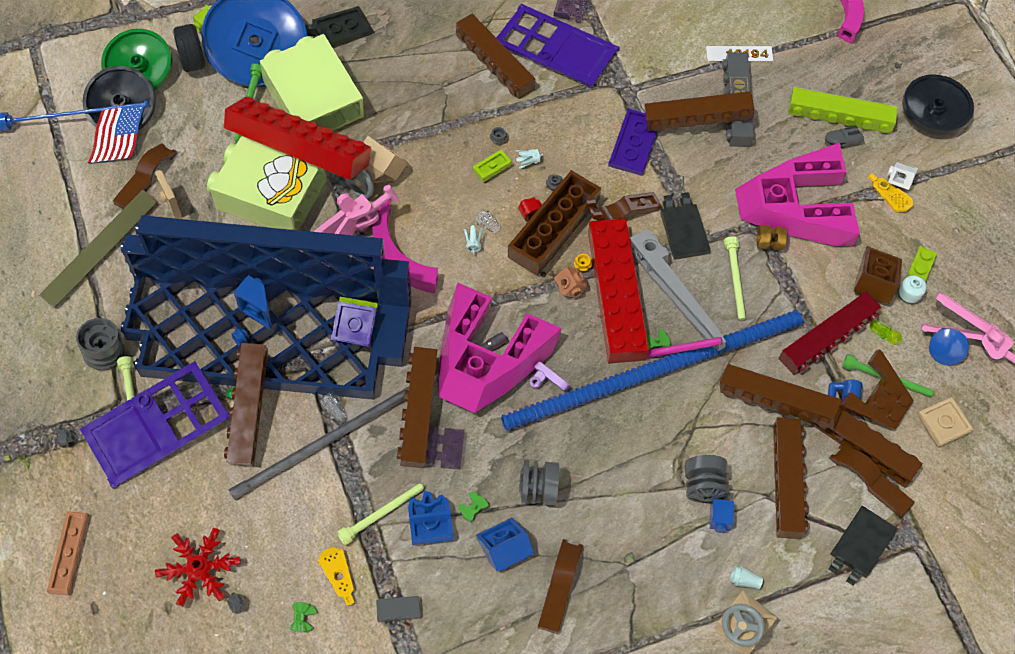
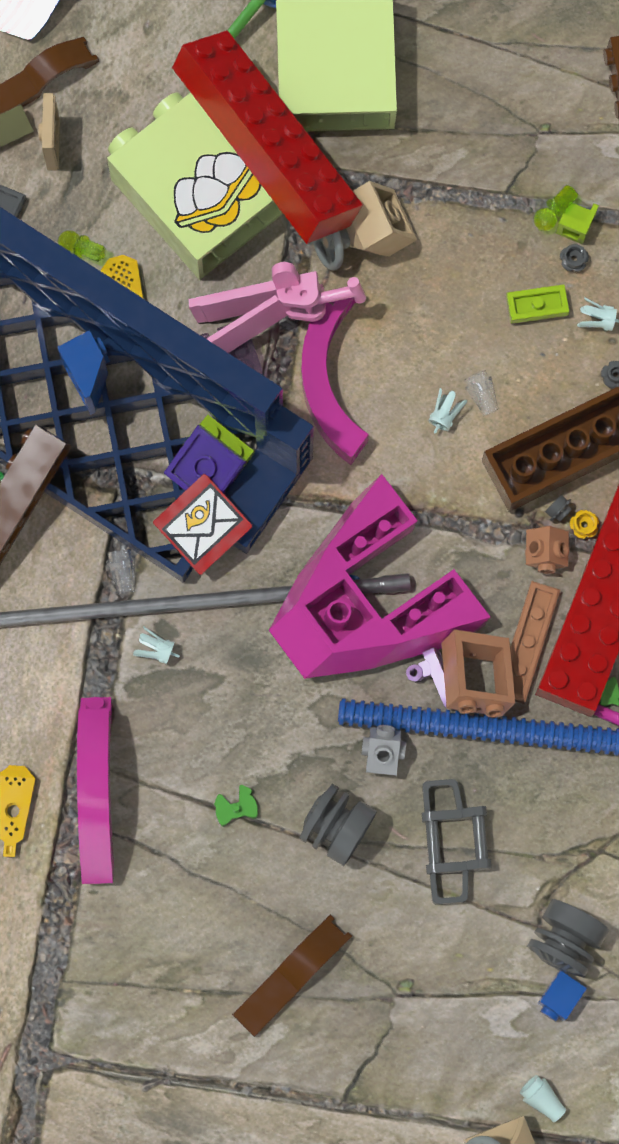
camera: 30 degrees right, 15 degrees up
(240, 336) = (43, 408): blue plate -> none
(347, 534) = (52, 759): yellowish green piece -> none
(369, 355) = (202, 524): none -> sticker
(376, 440) = (160, 645): none -> light aqua piece
(386, 537) = (94, 790): none -> dark pink arch
(398, 609) = (66, 895): dark grey tile -> none
(418, 407) = (234, 630): reddish brown brick -> none
(430, 519) = (168, 797): blue plate -> none
(452, 447) = (250, 711): clear purple plate -> none
(474, 116) = (546, 218): none -> clear neon green axle
(490, 118) = (576, 222): none -> lime panel
(505, 544) = (248, 882): blue slope -> none
(529, 207) = (553, 401): red plate -> none
(543, 436) = (383, 750): none -> light grey brick
(556, 353) = (481, 647): none -> nougat window
(564, 260) = (559, 508): none -> dark grey plate
(588, 338) = (531, 636): none -> nougat tile
(603, 446) = (431, 820): none -> dark grey bar

